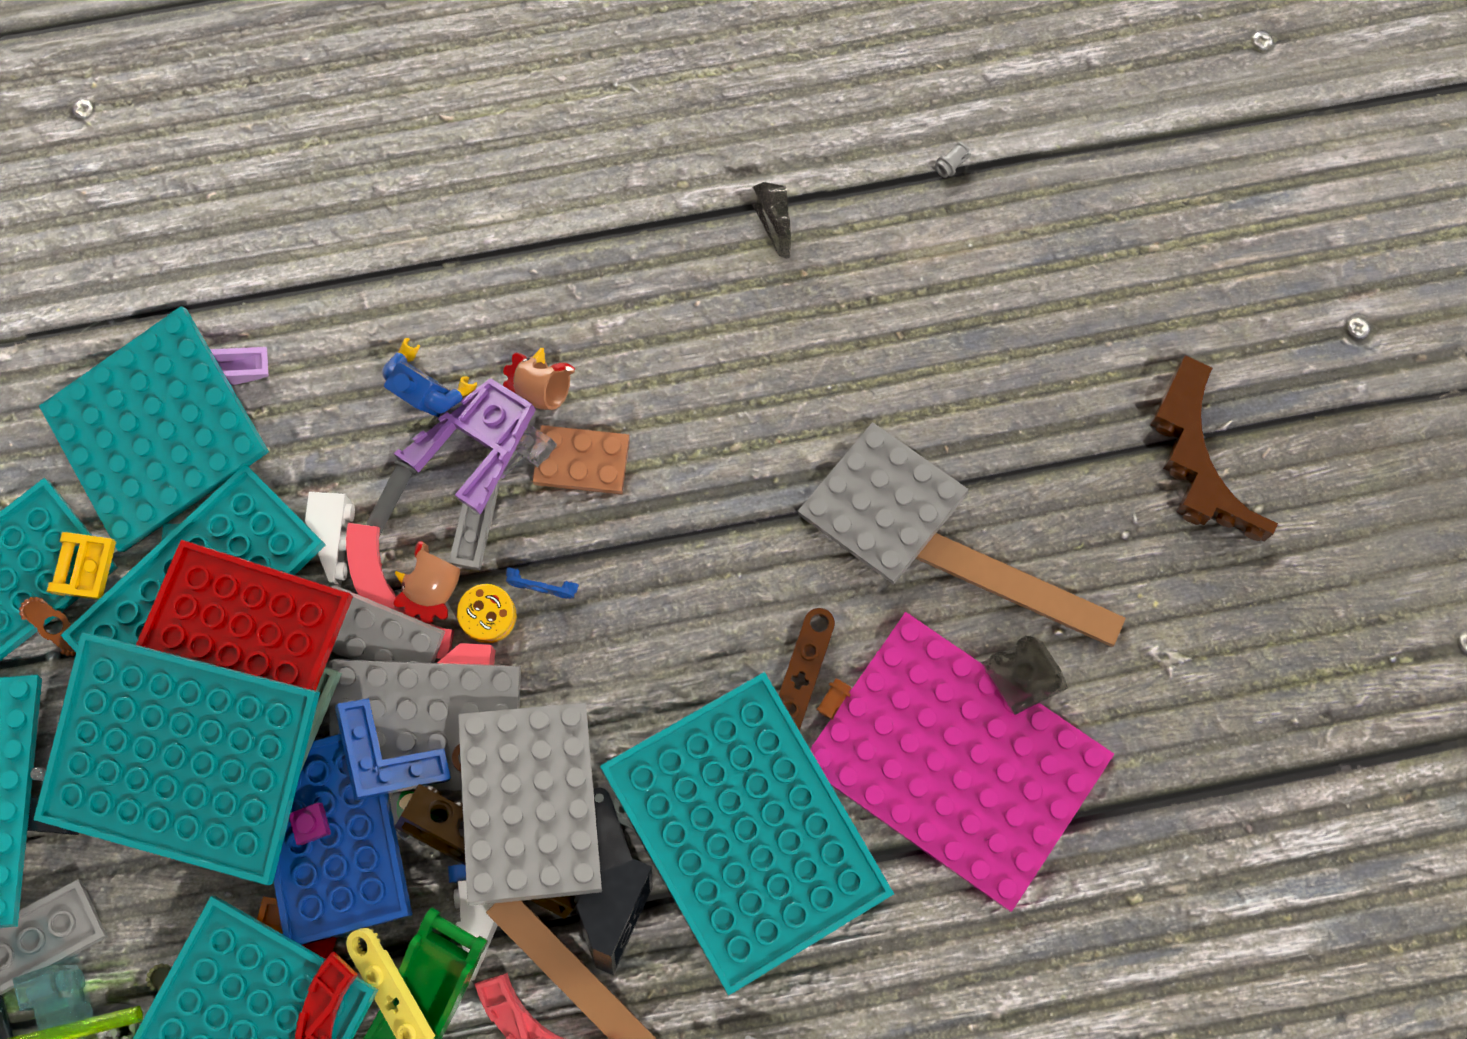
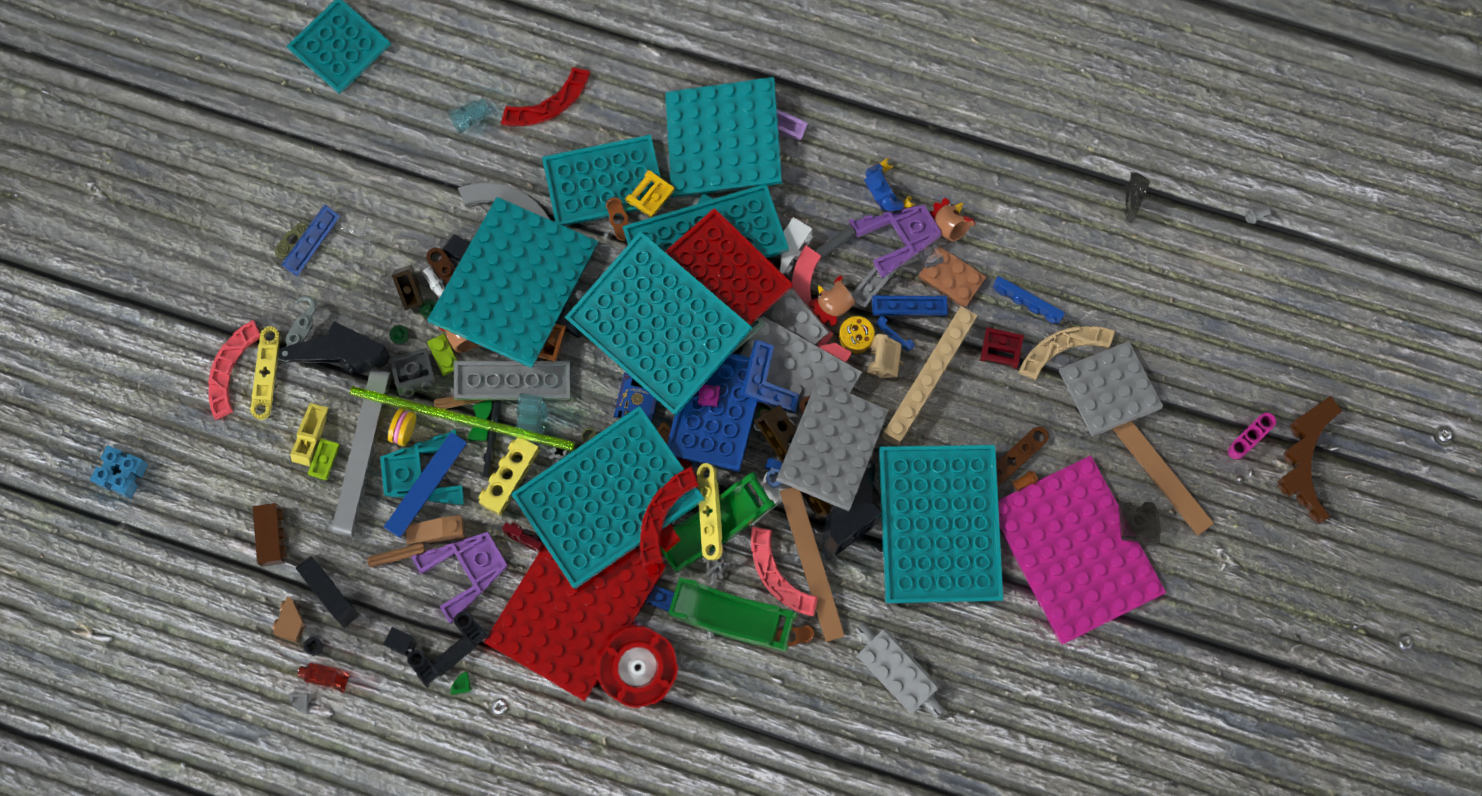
camera: 25 degrees right, 0 degrees up
(39, 873) = (552, 348): none -> dark orange slope
(197, 884) = (632, 397): none -> blue container
(462, 889) = (771, 473): none -> medium blue bush
(541, 532) = (909, 305): none -> blue tile
(543, 625) = (887, 357): none -> tan piece
(621, 621) = (929, 376): none -> tan brick
(692, 437) = (1023, 297): none -> blue plate
(700, 514) = (1002, 341): none -> dark red plate
(780, 471) = (1062, 341): none -> tan tile
(1116, 454) = (1255, 428): none -> dark pink beam

